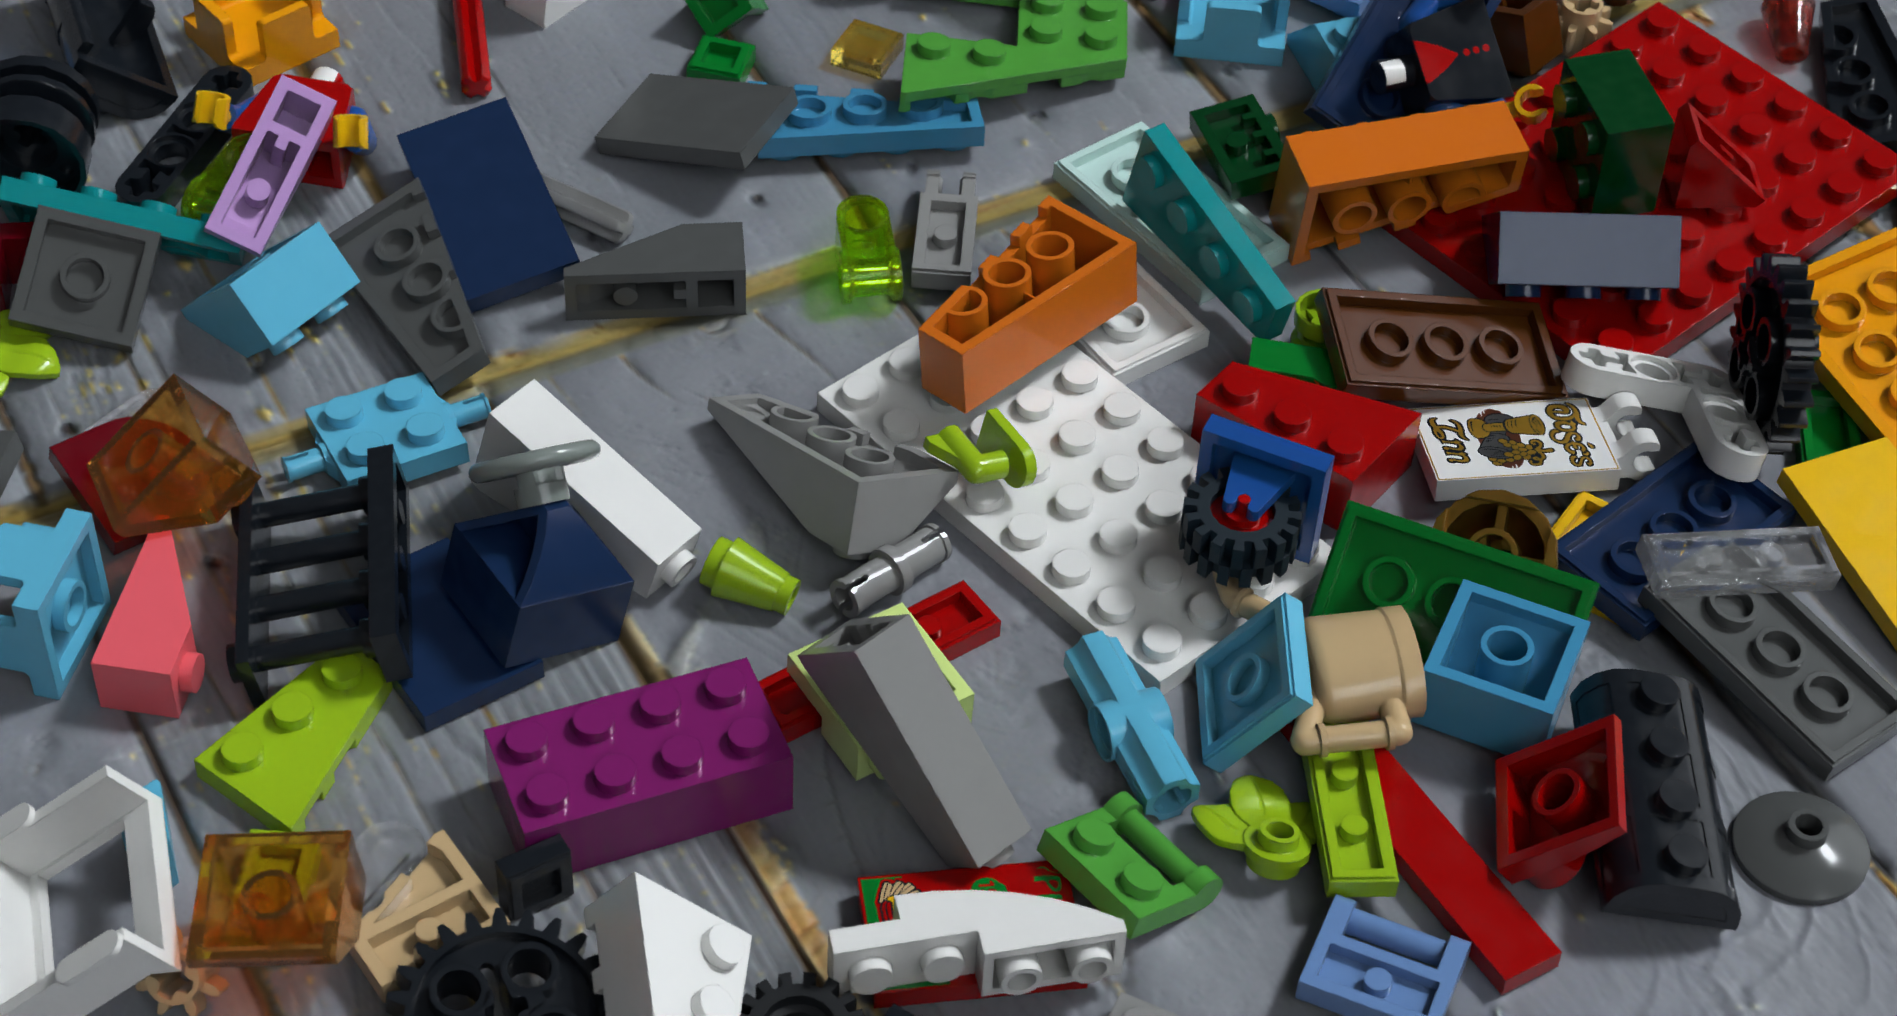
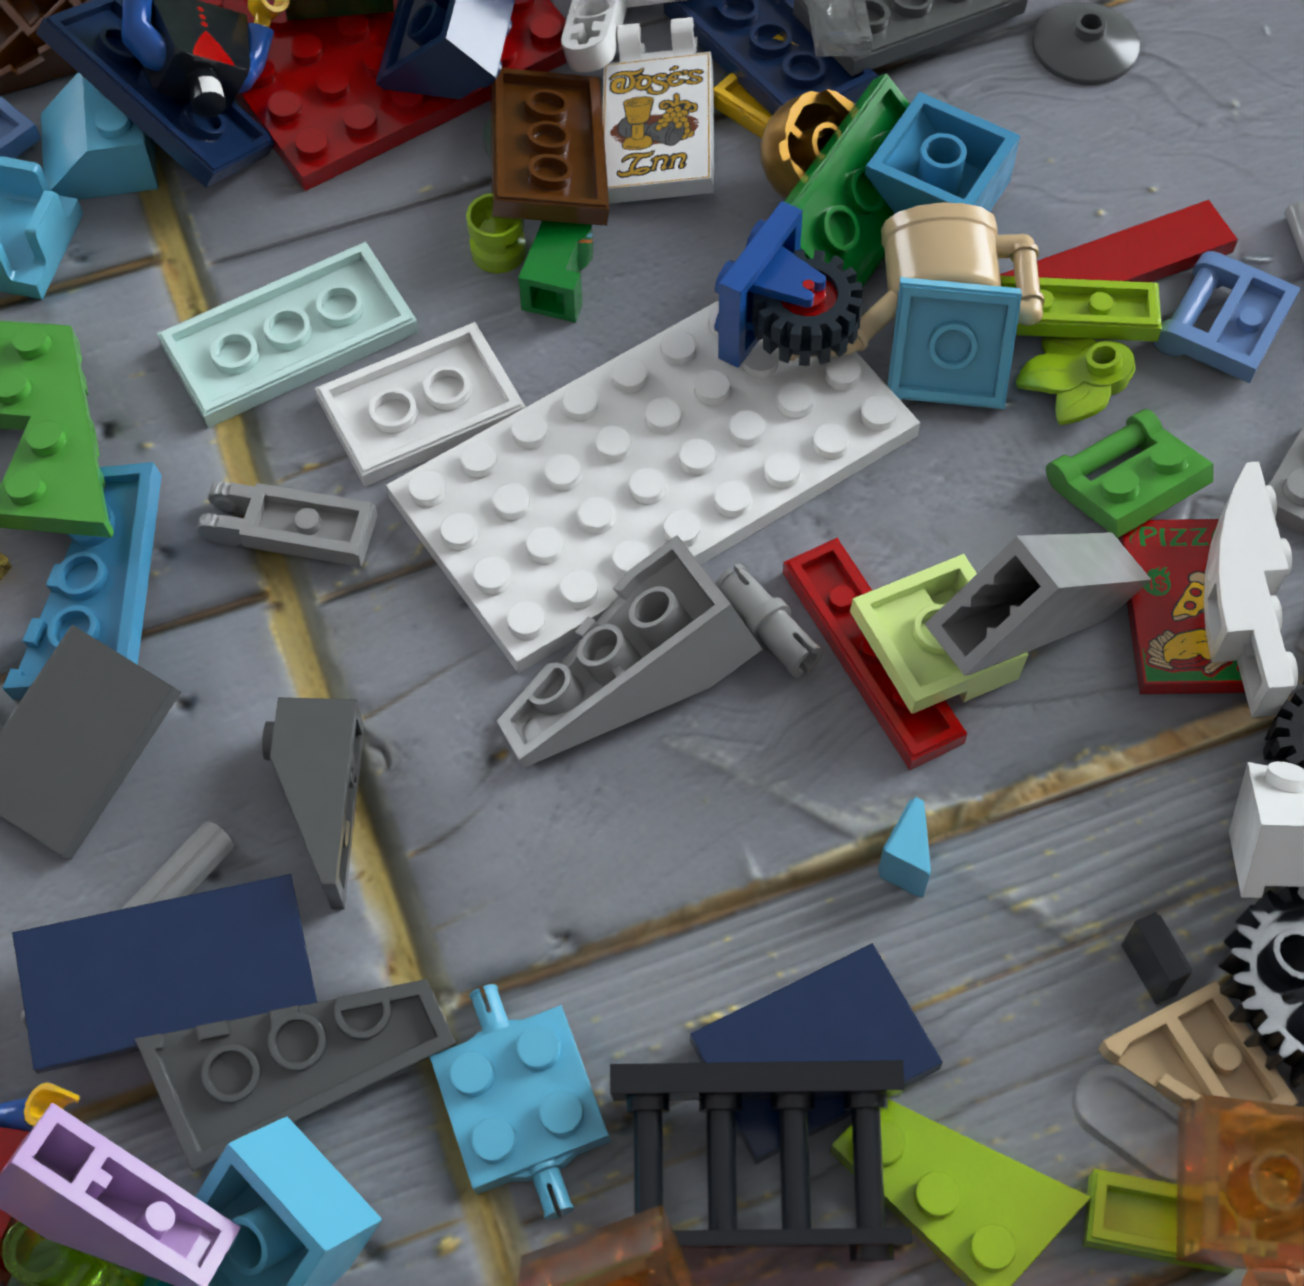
camera: 80 degrees left, 15 degrees up
(537, 574) = (782, 923): dark blue piece -> none
(619, 504) = (656, 889): white slope -> none
(637, 666) = (906, 852): none -> medium azure slope
(643, 766) = (1031, 857): magenta brick -> none
(748, 577) = (769, 746): lime cone -> none
(866, 250) = (324, 596): clear neon green piece -> none
(1002, 449) = (660, 491): lime piece -> none
(1027, 305) = (465, 437): orange wedge -> none
(1131, 725) = (971, 450): medium azure piece -> none
(1201, 231) = (365, 290): teal wing -> none
(1239, 144) = (236, 247): dark green bracket -> none
(1367, 437) = (646, 267): red wedge -> none
(1393, 173) = (330, 127): orange wedge -> none
(1559, 803) = (1094, 152): red slope -> none
(1675, 843) = (1077, 106): black container -> none

